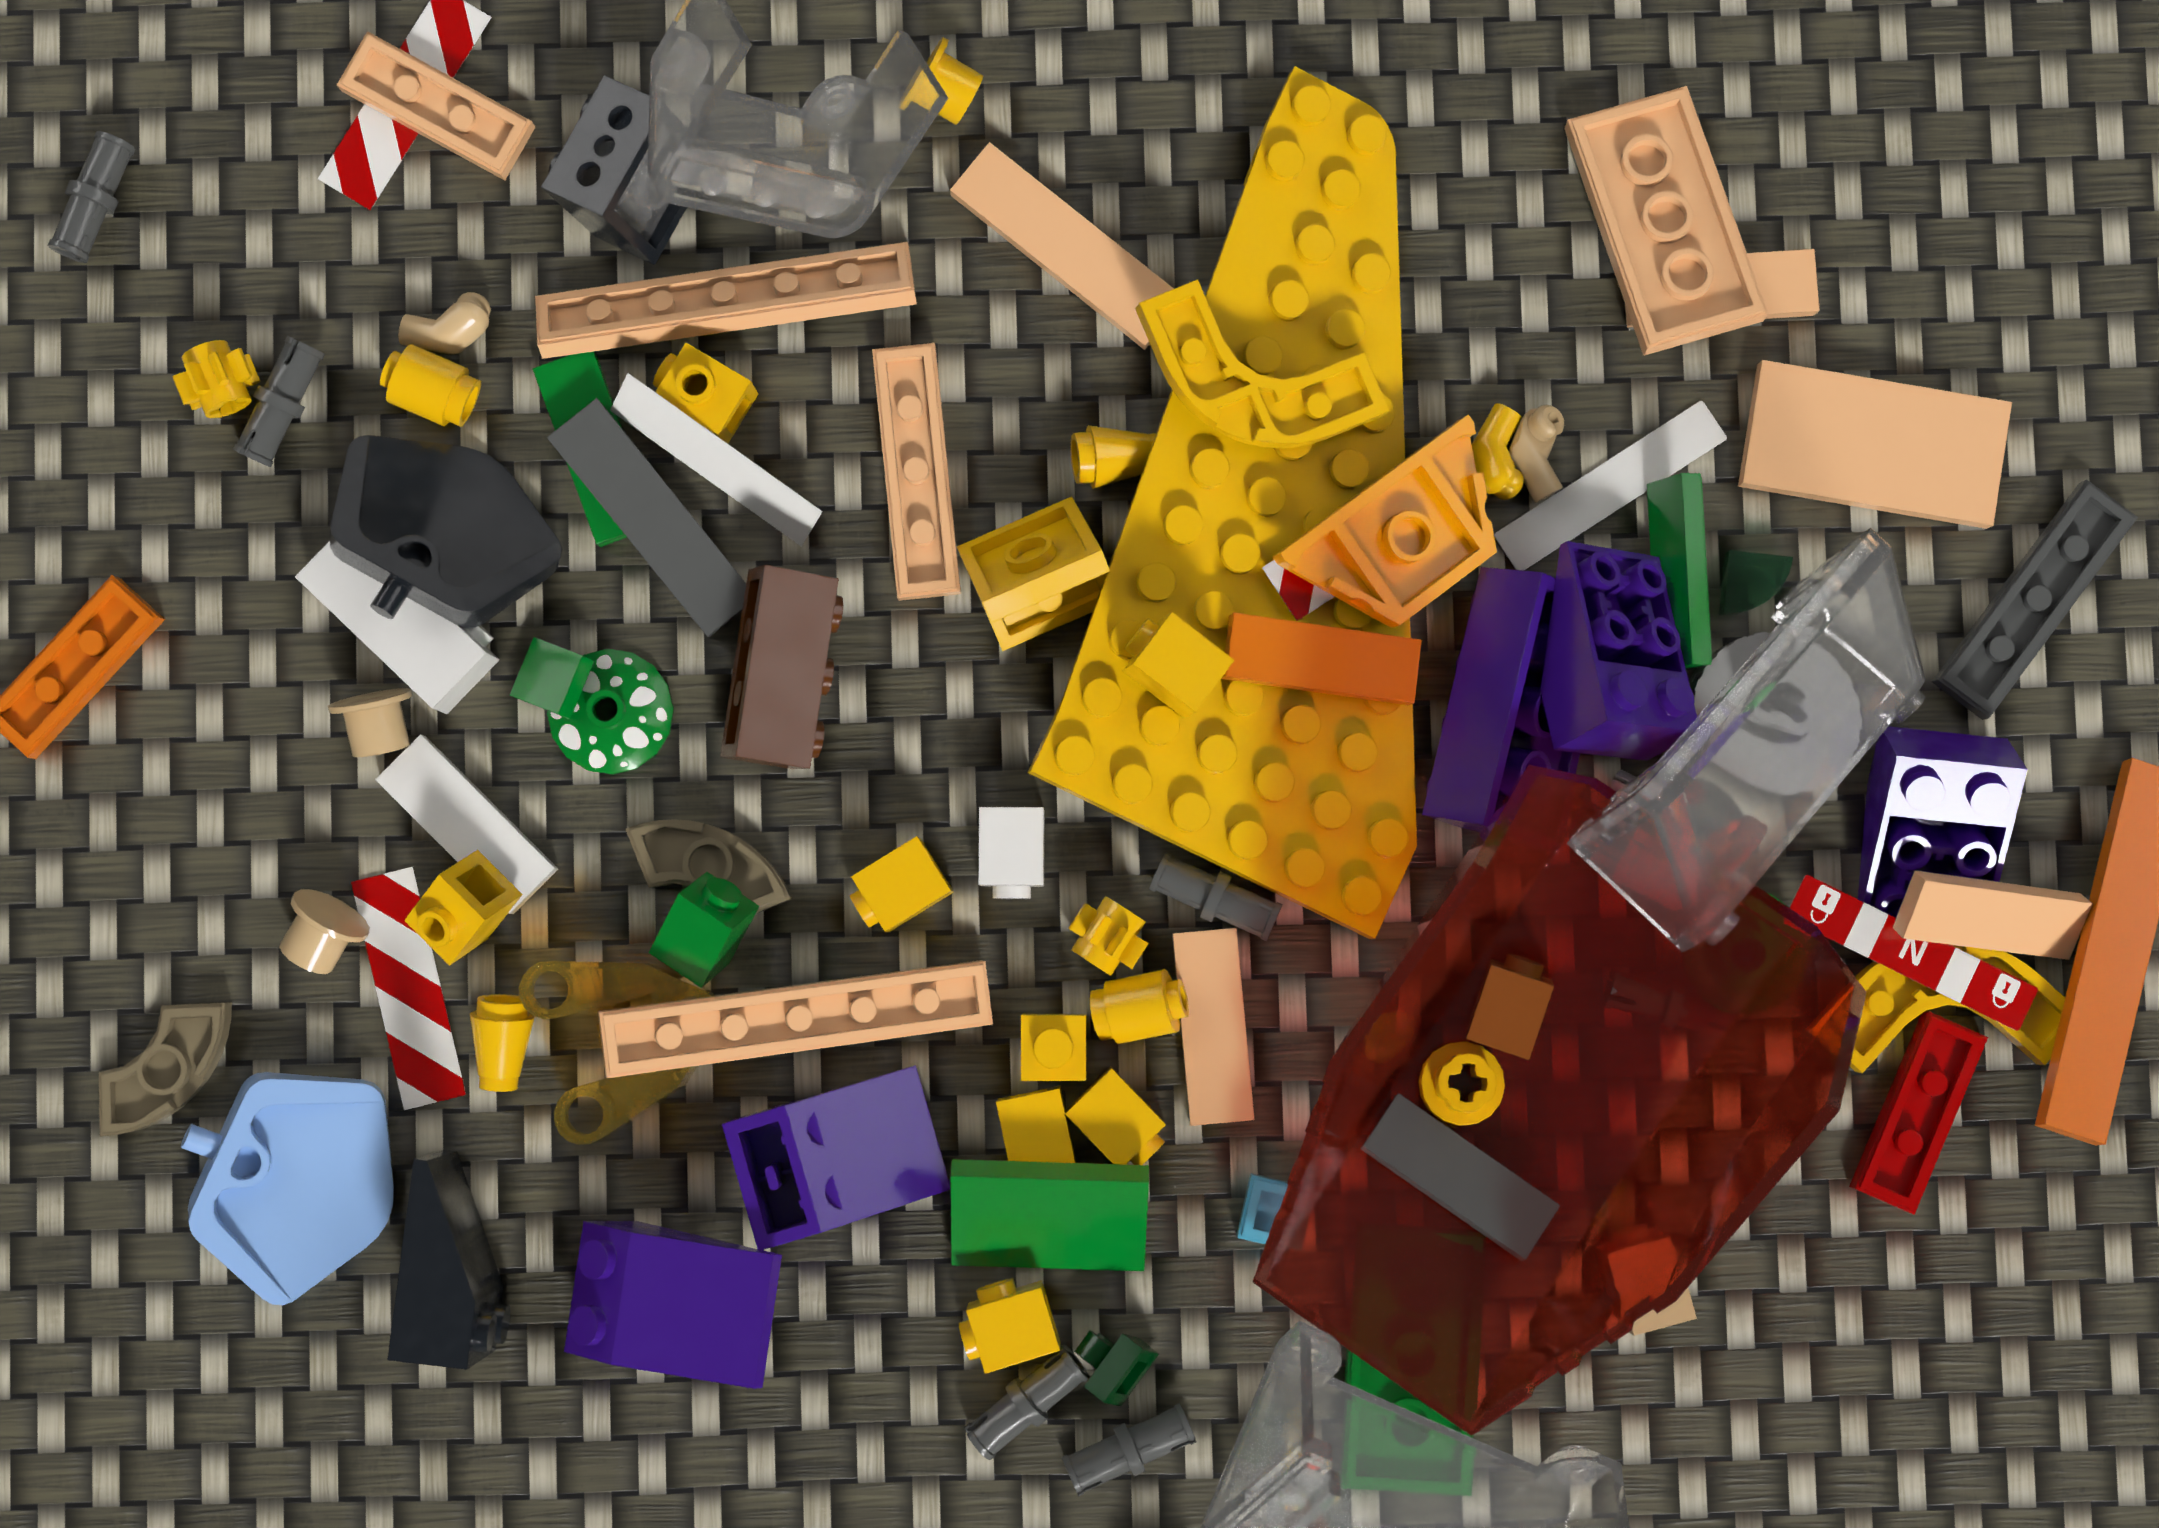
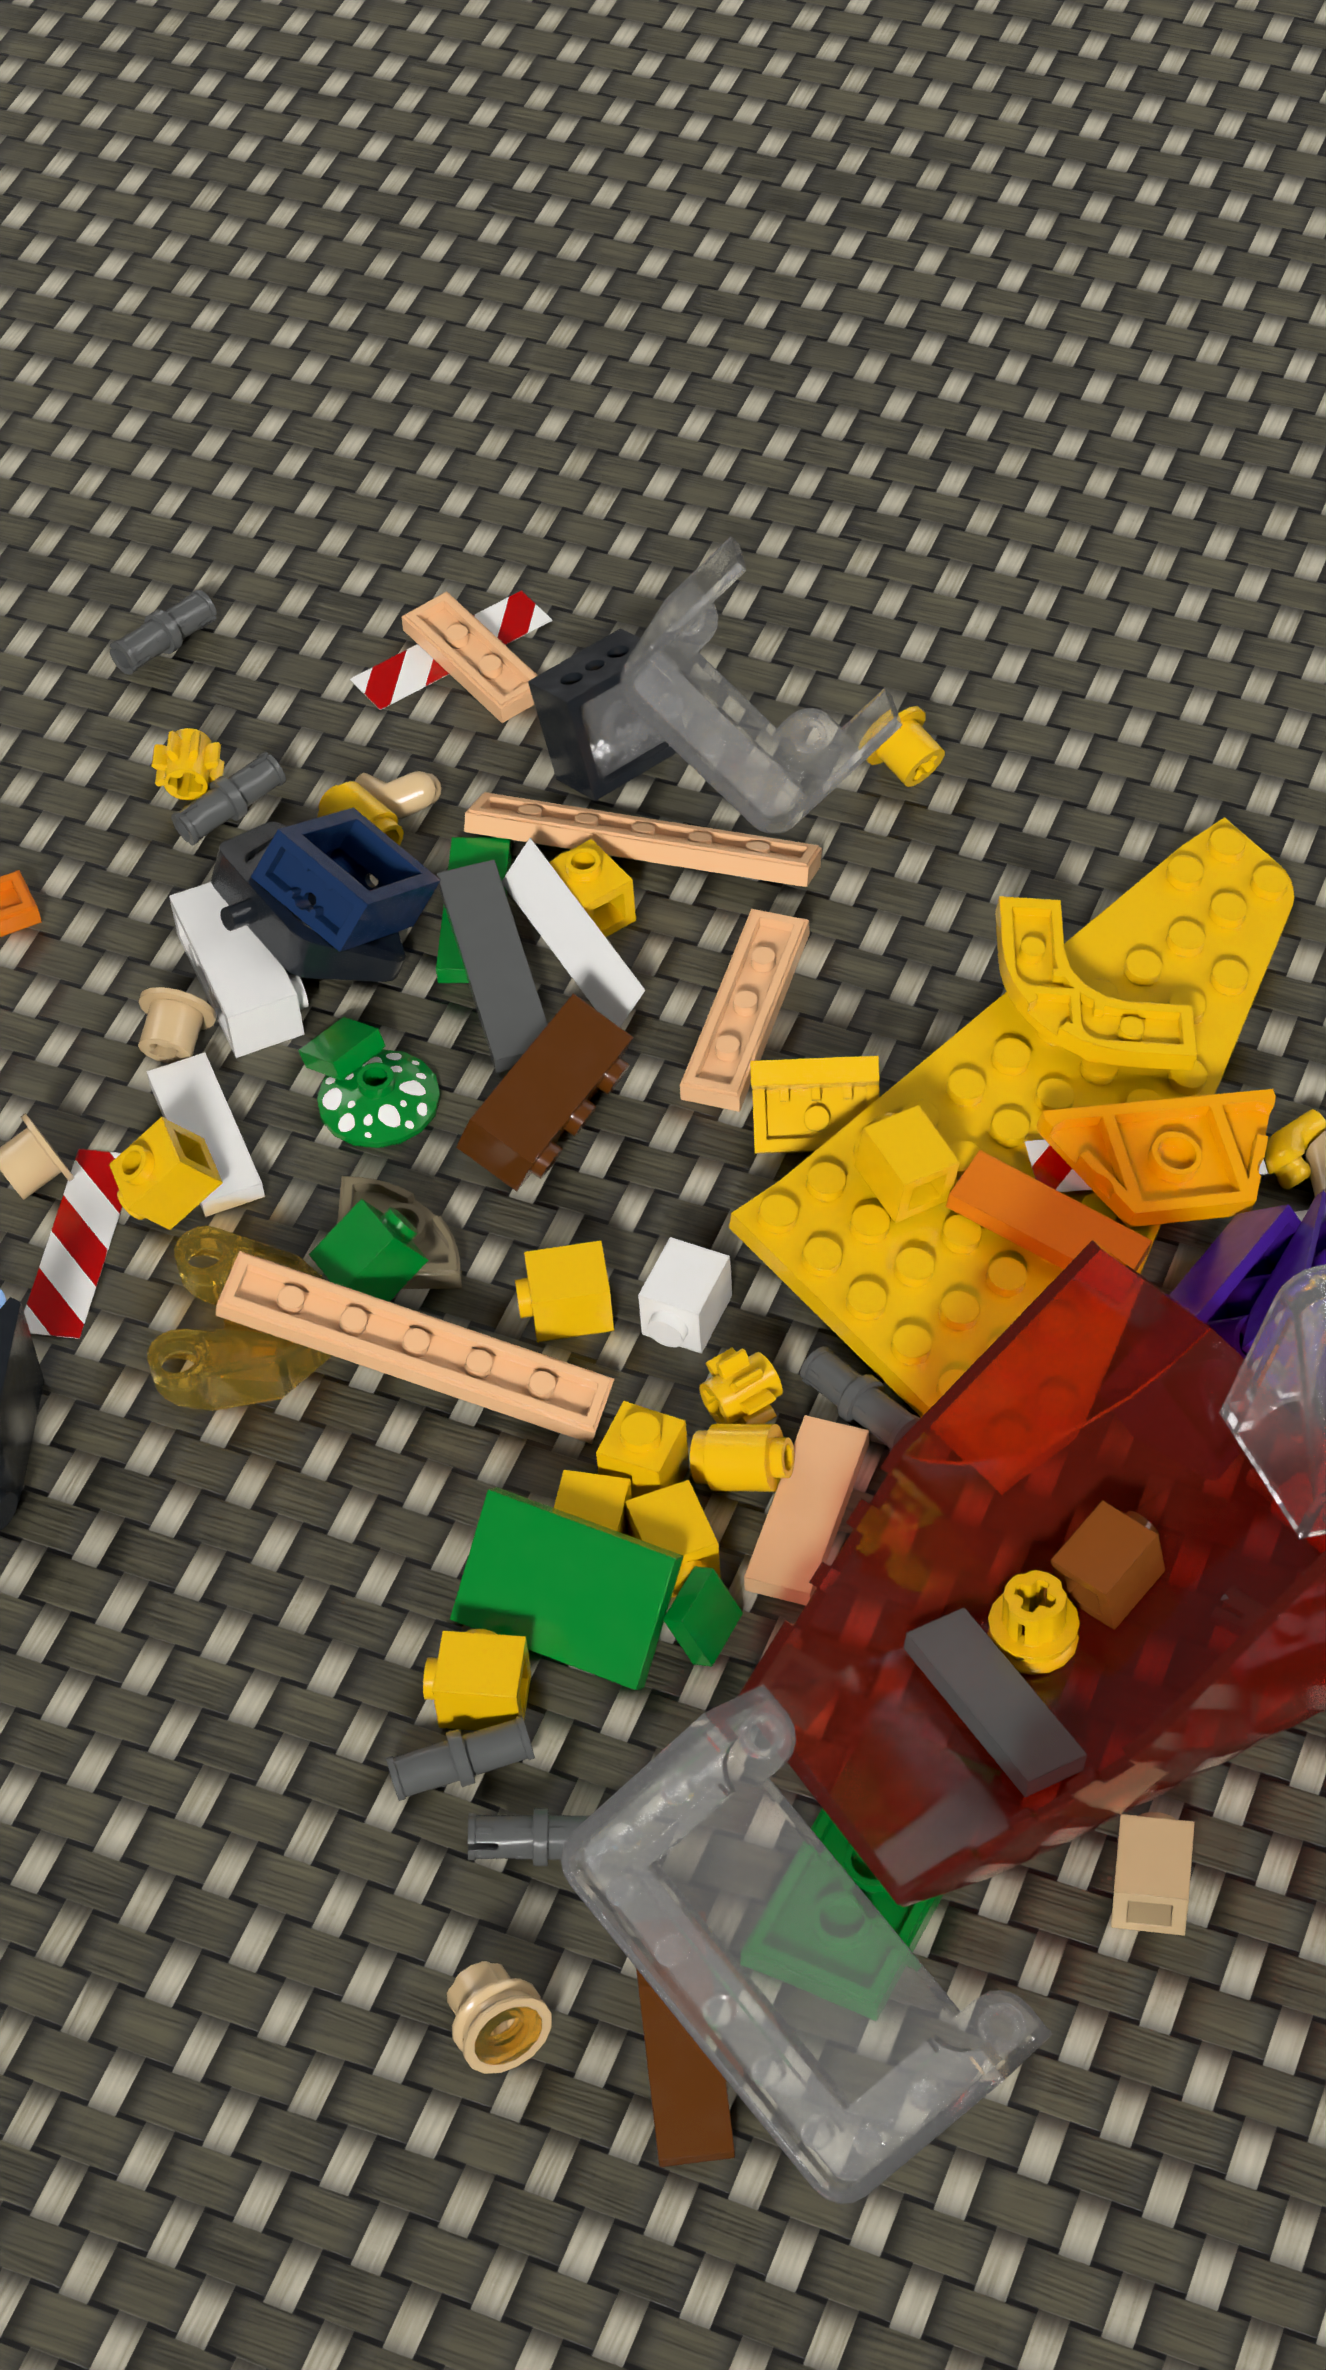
camera: 25 degrees right, 35 degrees down
(485, 555) = (335, 862): none -> dark blue window
(500, 1040) = (137, 1293): yellow cone -> none
(672, 1303) = (165, 1518): dark purple slope -> none
(836, 1157) = (381, 1475): dark purple slope -> none
(1058, 240) = (947, 878): light nougat tile -> none
(1108, 455) = (917, 1035): yellow cone -> none
(1117, 1365) = (568, 1754): dark green tile -> none
(1174, 1185) = (703, 1616): none -> green tile

